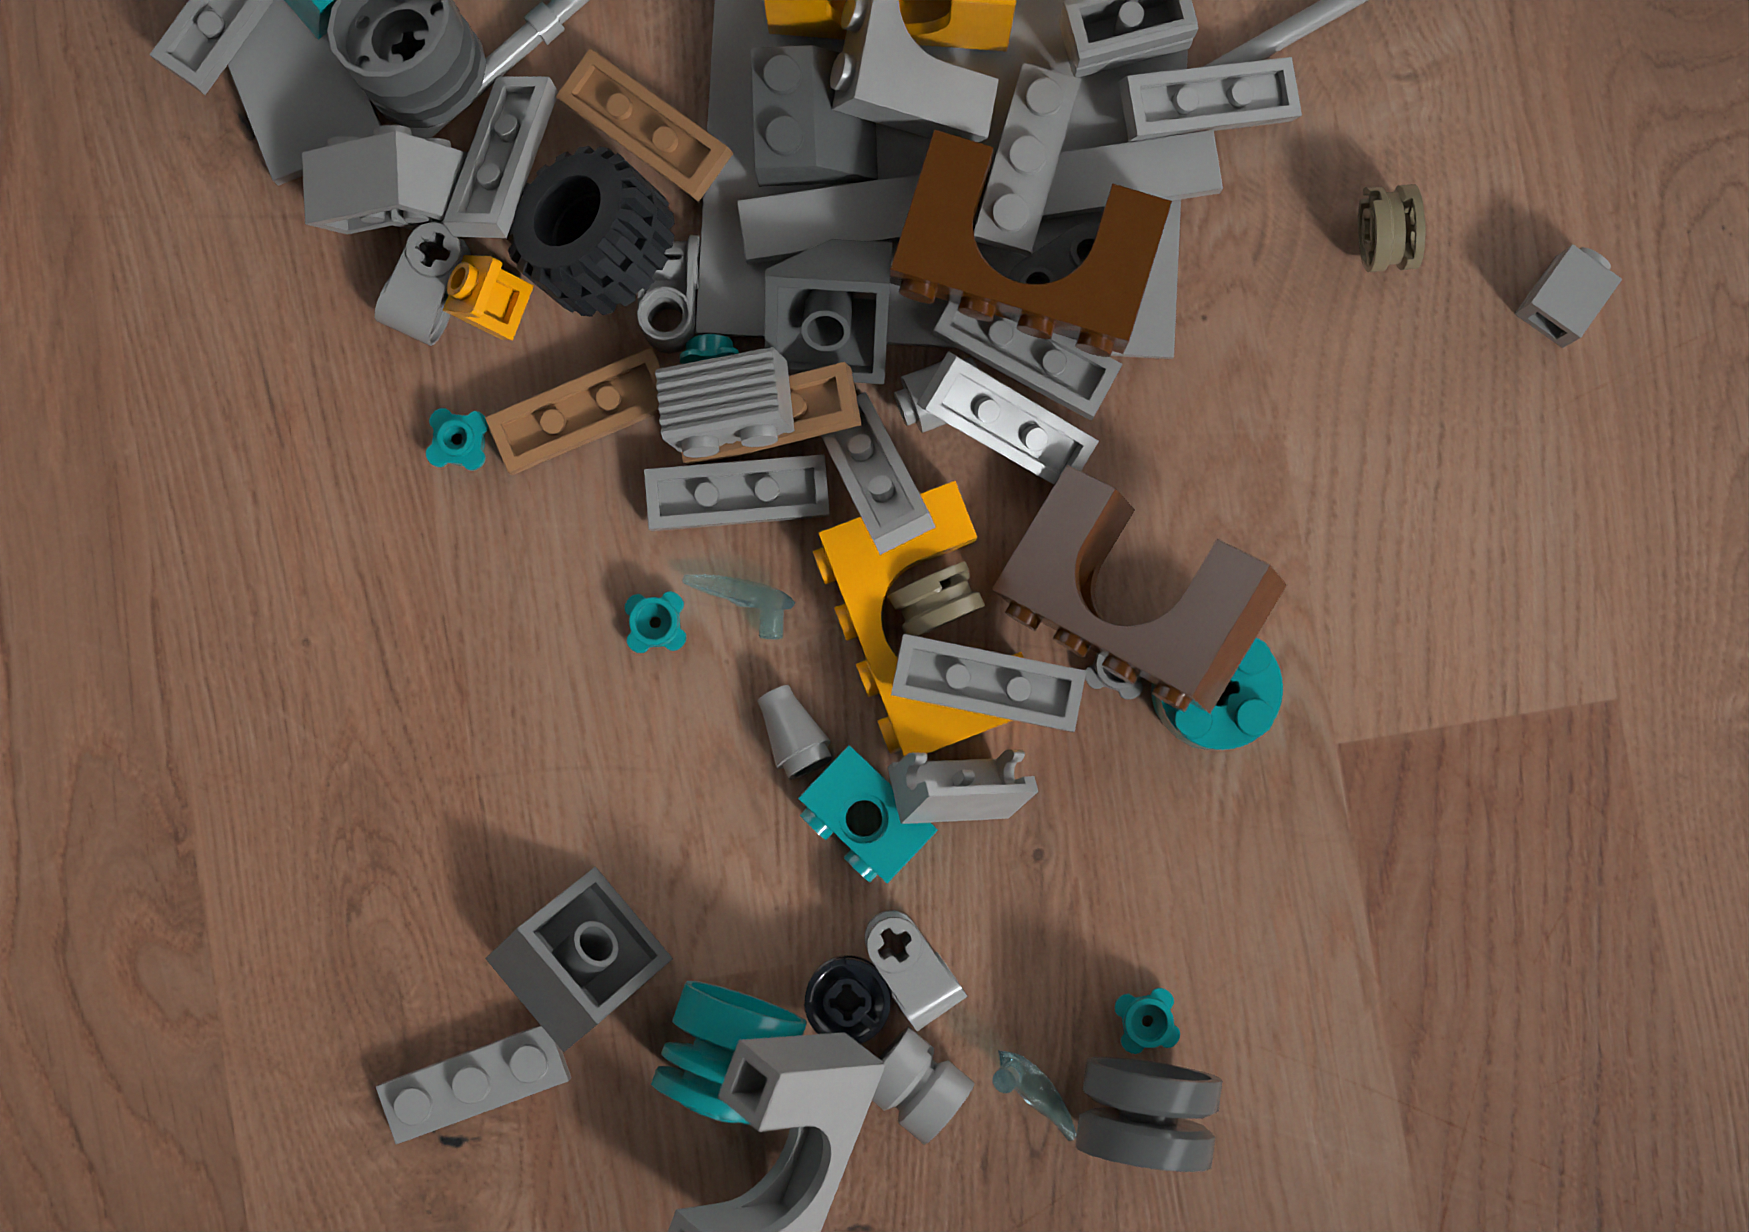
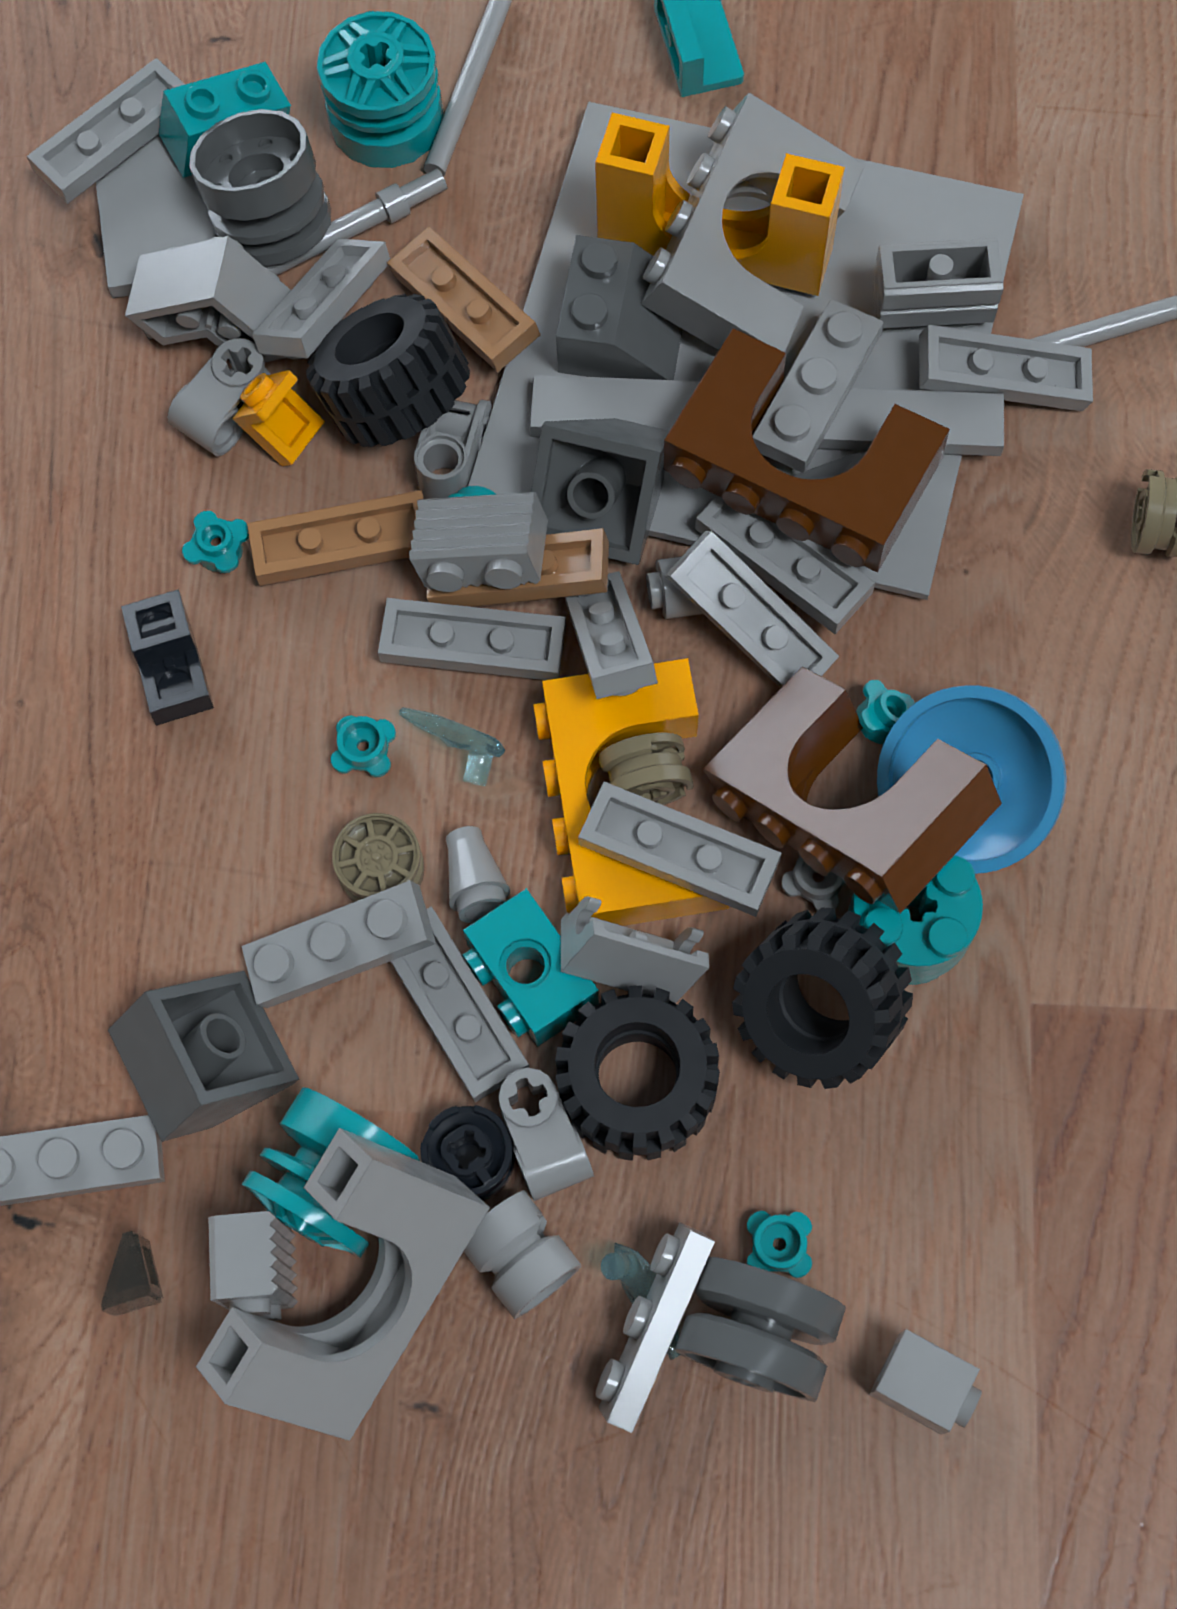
camera: 15 degrees right, 15 degrees down
(439, 569) = (167, 657): none -> black slope
(570, 1177) = (133, 1277): none -> clear smoke slope
(677, 1155) = (251, 1263): none -> light grey brick
(681, 830) = (338, 944): none -> light grey plate
(698, 738) = (376, 855): none -> dark tan wheel
(801, 861) = (459, 1013): none -> light grey plate
(1027, 936) = (646, 1020): none -> black tyre
(1052, 1124) = (652, 1325): none -> plate
(1143, 496) = (881, 710): none -> teal plate
(1156, 763) = (796, 1034): none -> black tyre
(1297, 527) = (1014, 746): none -> dark azure dish
(1302, 1121) = (927, 1384): none -> light grey brick

